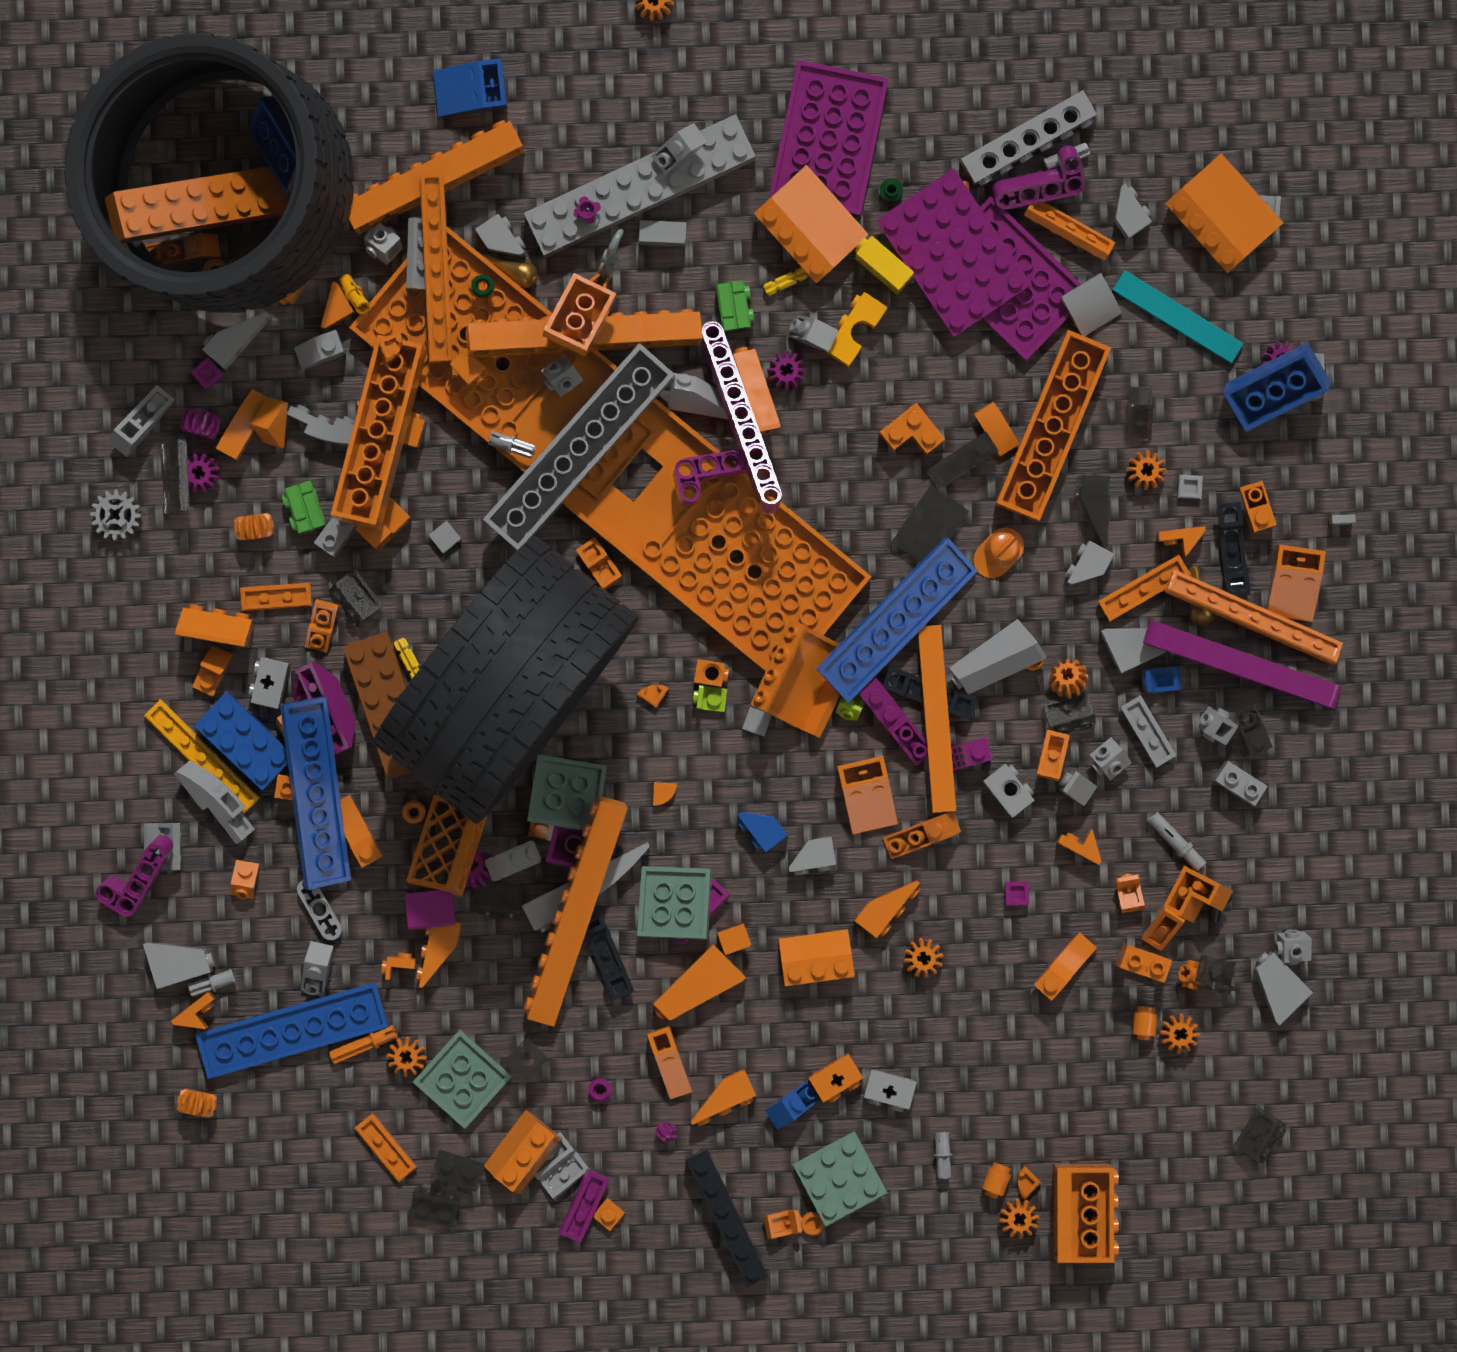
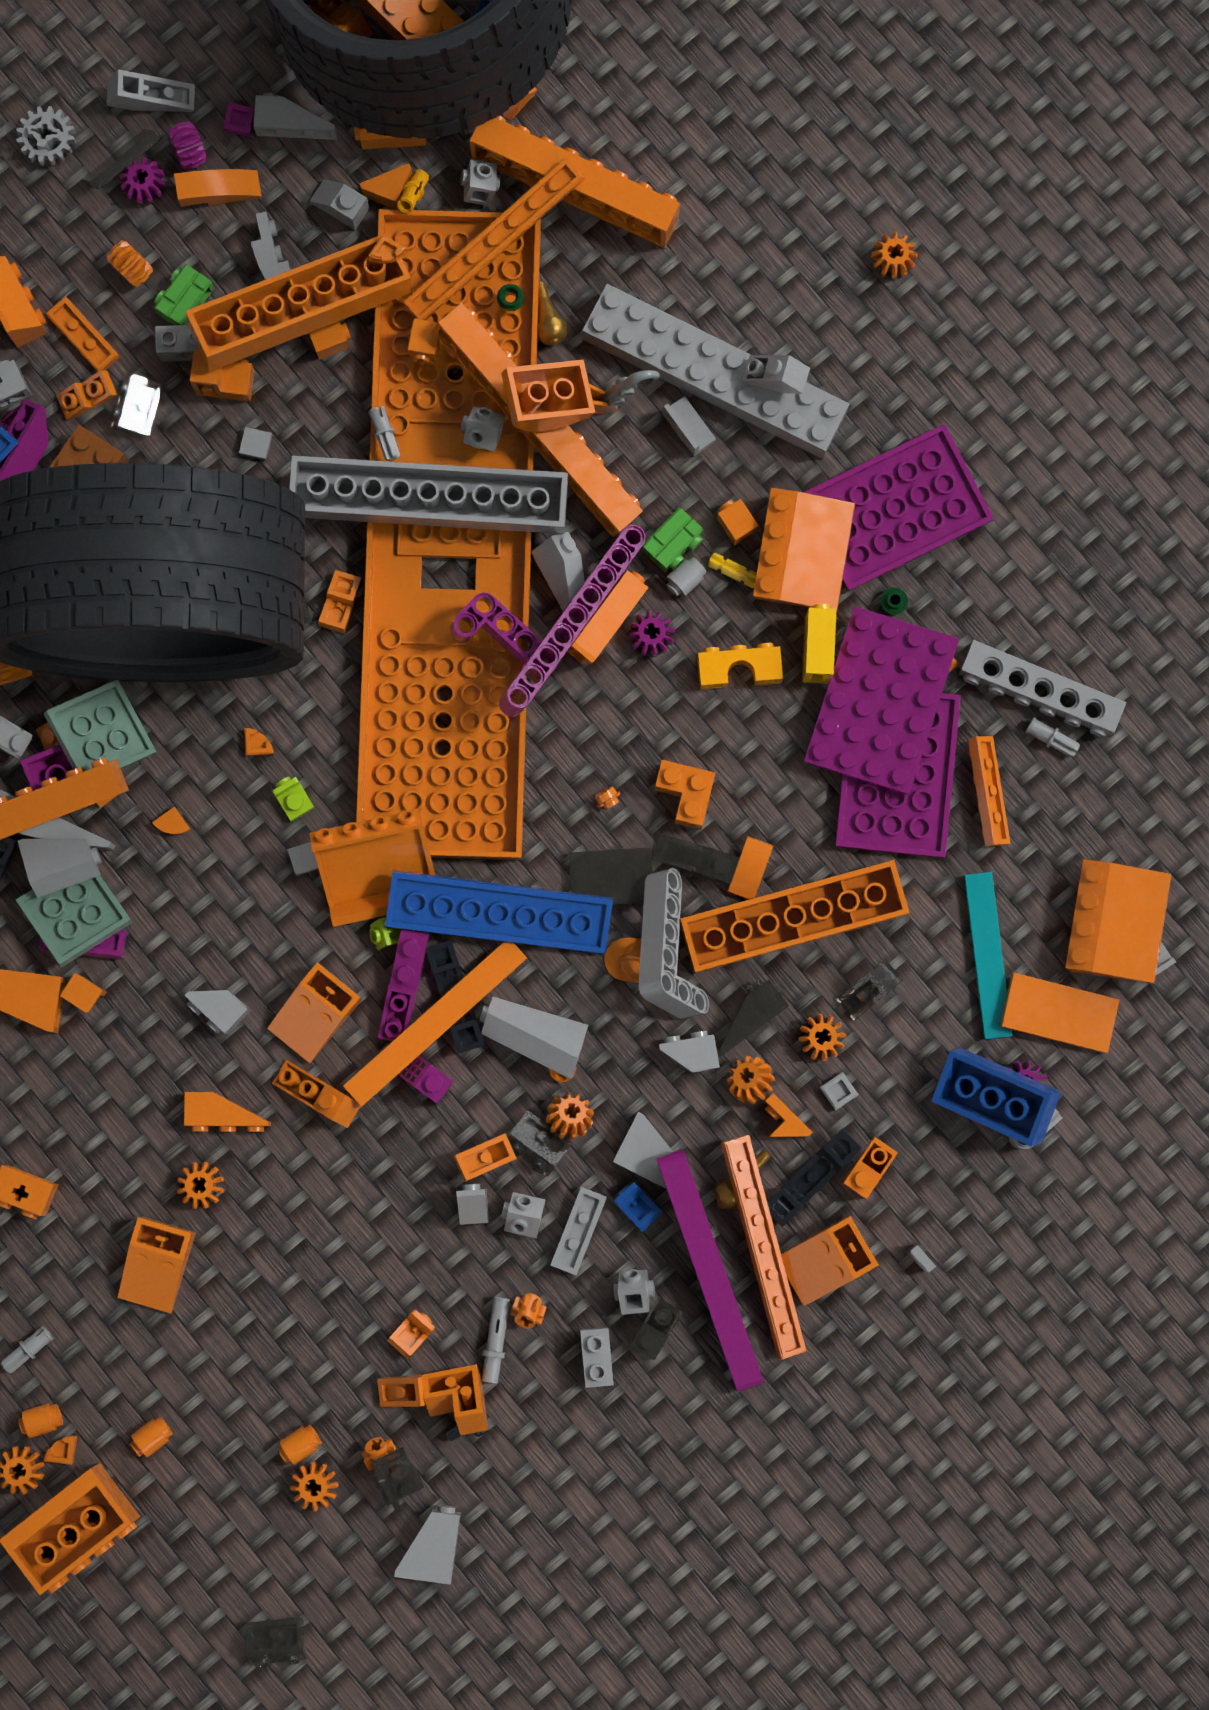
camera: 50 degrees right, 5 degrees down
(271, 422) = (237, 206): orange slope -> none
(415, 255) = (484, 217): light grey plate -> none
(470, 88) = (684, 154): blue slope -> none
(498, 238) = (567, 281): light grey slope -> none
(593, 207) = (657, 328): magenta plate -> none
(634, 887) = (58, 863): none -> light grey slope
(700, 676) = (313, 768): orange brick -> none
(754, 252) = (737, 521): none -> orange brick
(764, 828) = (208, 941): blue slope -> none
(766, 317) = (685, 577): none -> light grey brick
(812, 332) = (705, 629): light grey slope -> none
(816, 957) = (123, 1084): orange slope -> none
(874, 487) = (607, 798): none -> orange plate
(903, 1086) = (63, 1258): light grey brick -> none
(953, 1027) = (155, 1264): none -> orange slope
(1004, 189) = (1008, 728): magenta beam -> none
(1006, 531) = (660, 949): none -> light grey beam
(1012, 804) = (409, 1154): light grey brick -> none
(1016, 892) = (330, 1226): magenta plate -> none
(1064, 966) = (294, 1325): orange slope -> none
(1064, 1116) = (151, 1437): none -> orange brick
(1087, 849) = (421, 1261): orange slope -> none
(1091, 305) = (934, 866): light grey slope -> none
(1129, 214) = (1046, 836): light grey slope -> none
(1130, 541) = (757, 1086): none -> orange gear
(1141, 588) = (707, 1119): orange plate -> none
(1143, 962) = (354, 1392): orange window -> none
(1174, 805) = (528, 1310): none -> orange gear
(1253, 300) = (1059, 1013): none -> orange tile
(1293, 947) = (480, 1531): light grey brick -> none

